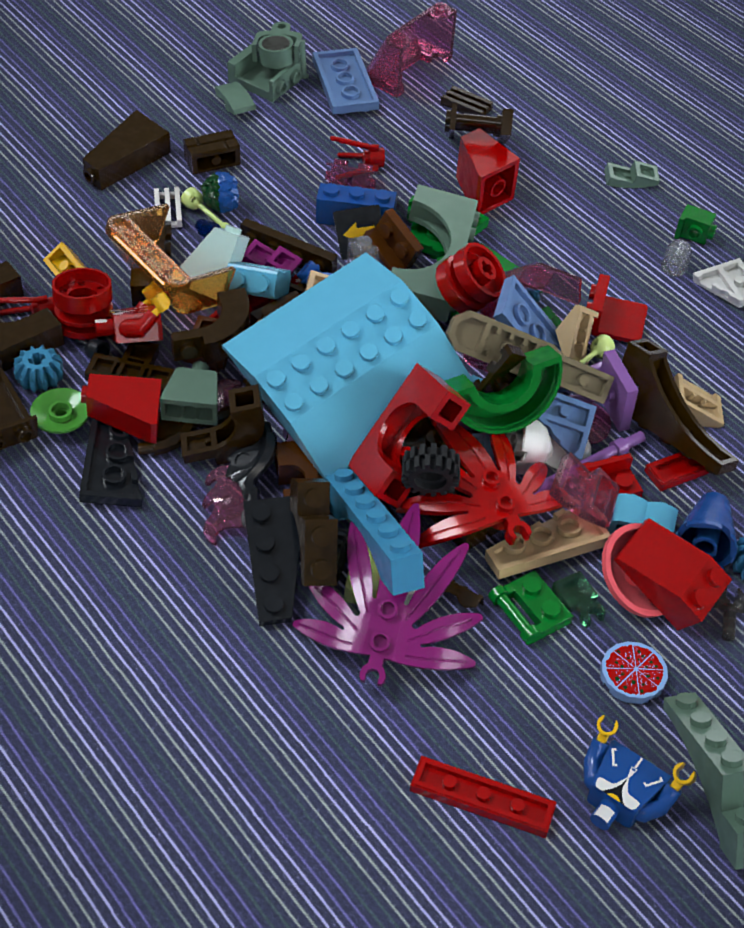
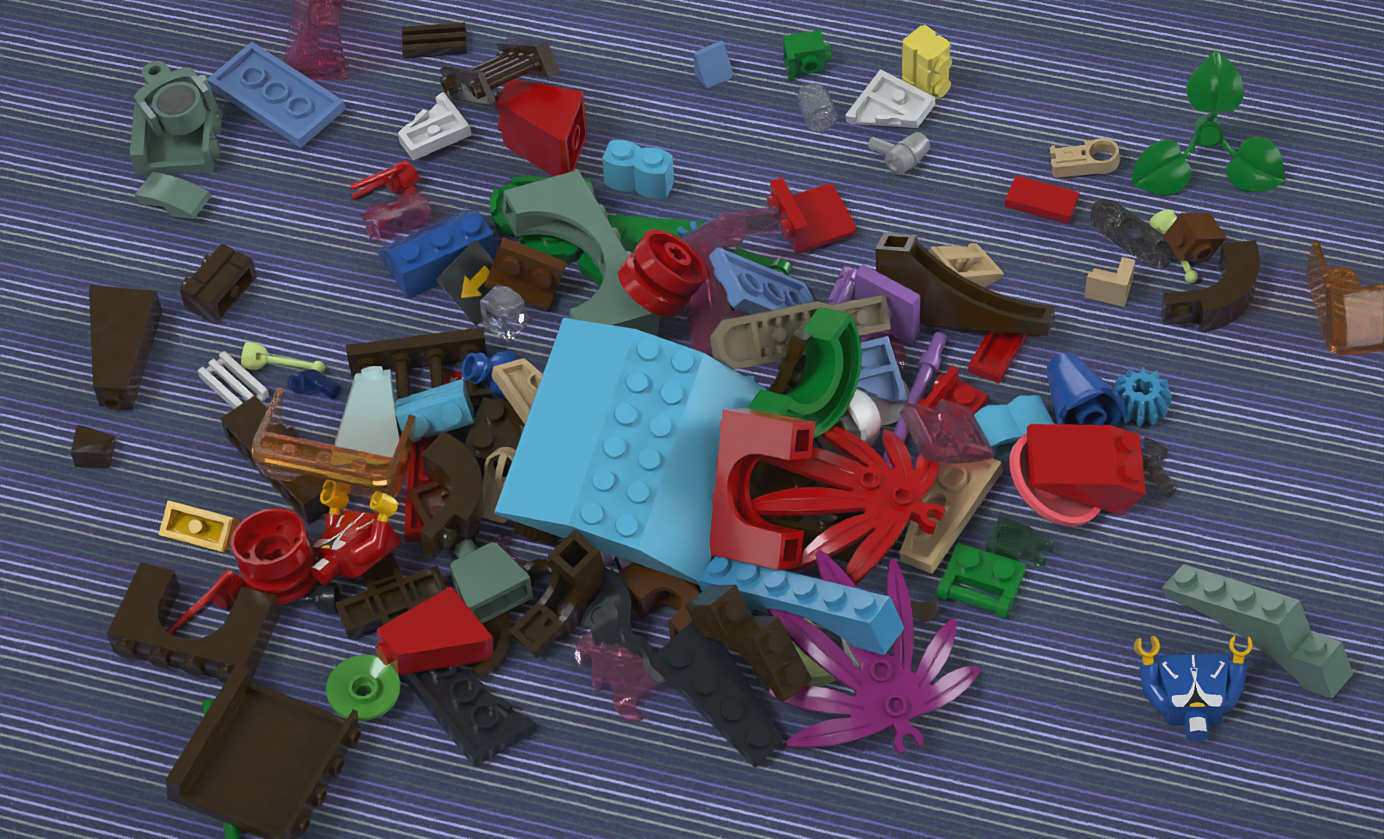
camera: 30 degrees left, 5 degrees up
(38, 368) = (292, 659): dark azure gear -> none
(54, 193) = (92, 448): none -> dark brown slope
(221, 192) = (283, 328): piece -> none
(263, 255) = (427, 374): magenta slope -> none
(418, 145) = (434, 129): none -> white wing
(430, 469) = (818, 510): black tyre -> none
(483, 796) = (1083, 782): red tile -> none
(524, 228) = (638, 169): none -> medium azure brick
(575, 332) = (799, 268): tan slope -> none
(598, 347) = (830, 264): yellowish green hinge -> none
(628, 200) = (712, 65): none -> medium blue slope
(633, 672) = (1117, 581): tile -> none
(638, 176) = (693, 27): sand green slope -> none
(714, 315) = (902, 155): none -> light grey piece

